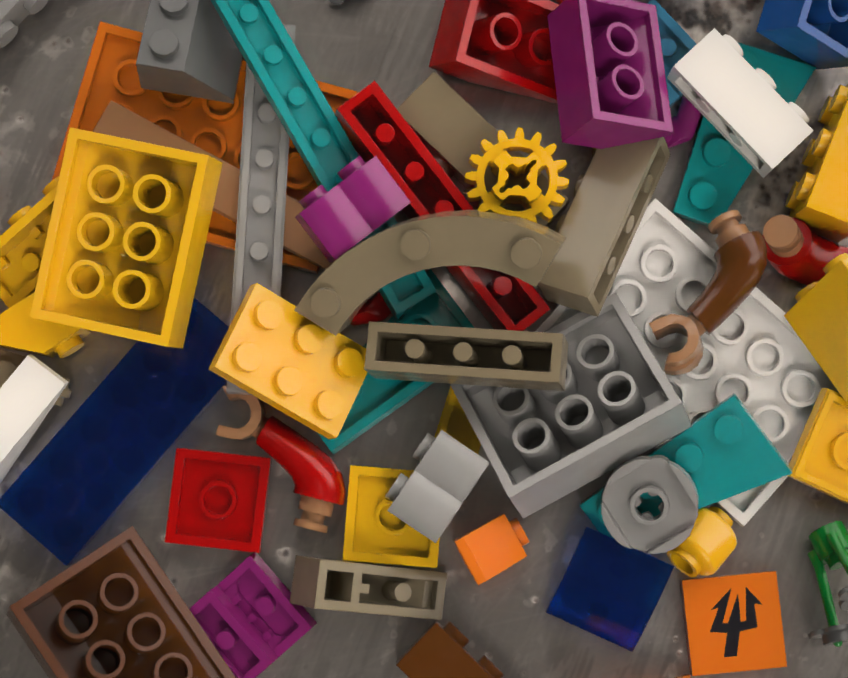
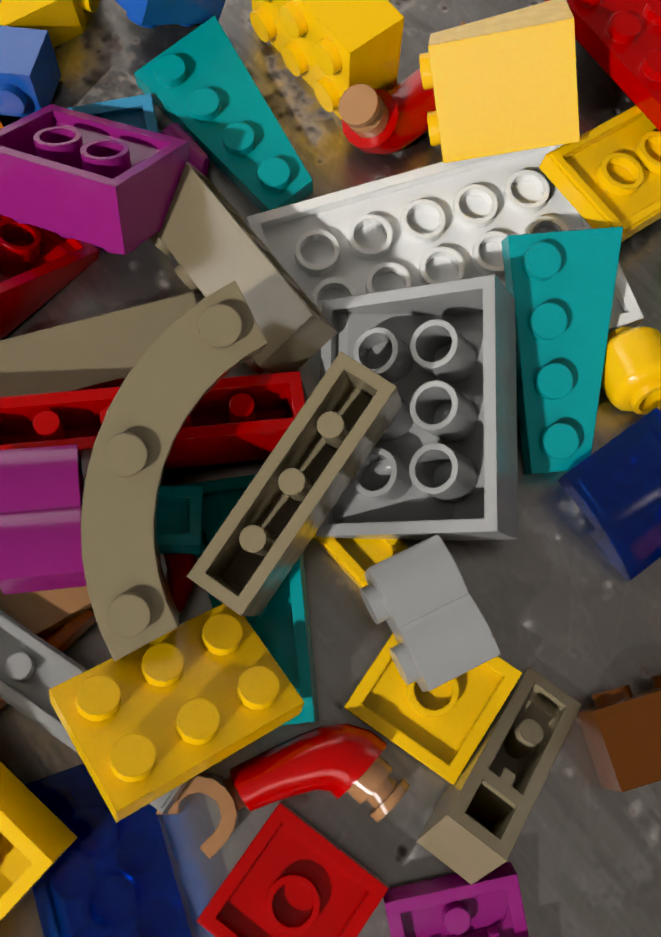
camera: 60 degrees left, 10 degrees down
(492, 547) = (535, 597): orange slope -> none
(502, 163) = (108, 316): yellow gear -> none
(644, 531) = (603, 360): light grey plate -> none
(738, 271) = (375, 170): piece -> none
(740, 101) = (203, 77): white brick -> none

